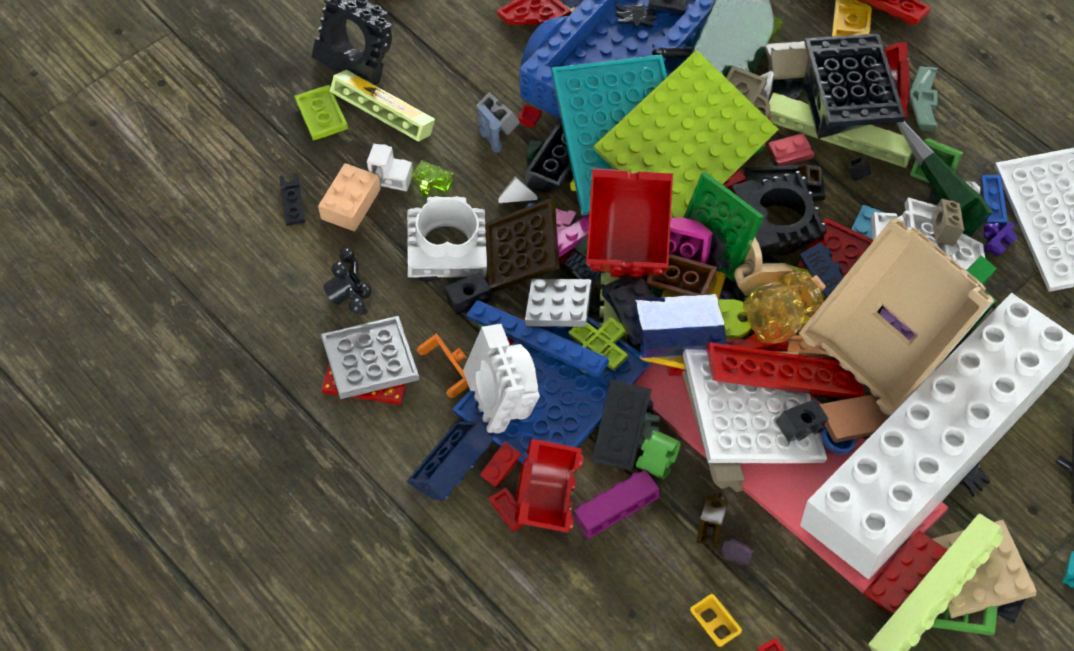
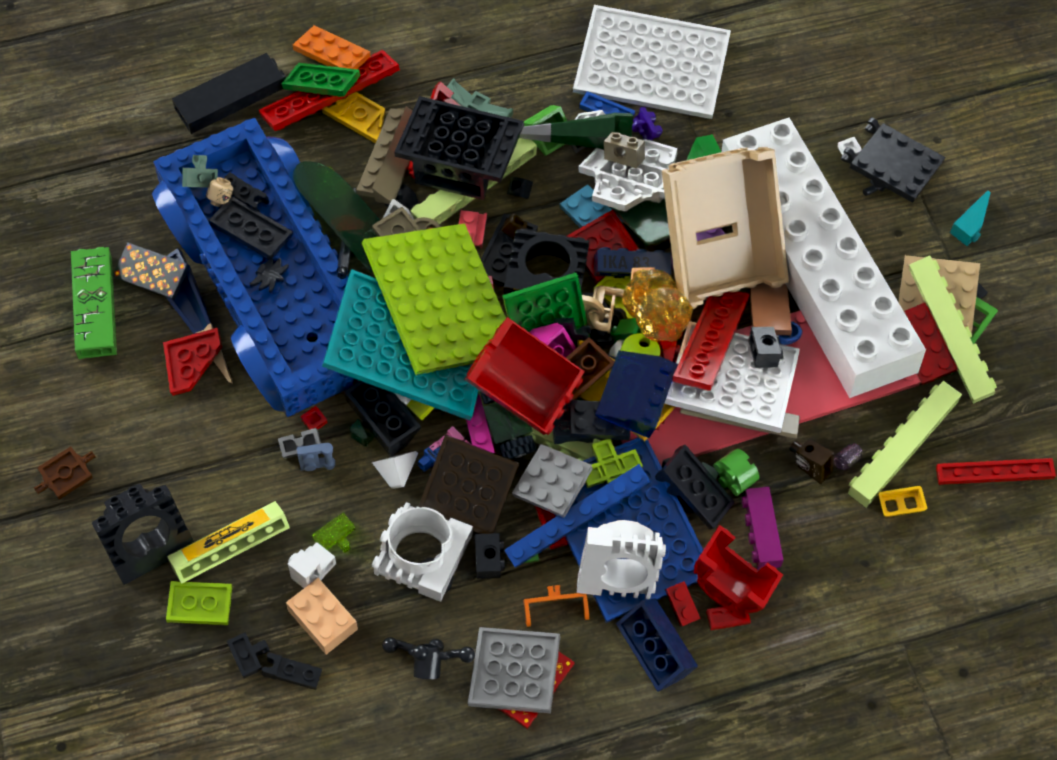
camera: 70 degrees left, 5 degrees up
(292, 162) = (246, 654): none -> black plate
(784, 599) = (904, 443): none -> yellowish green brick

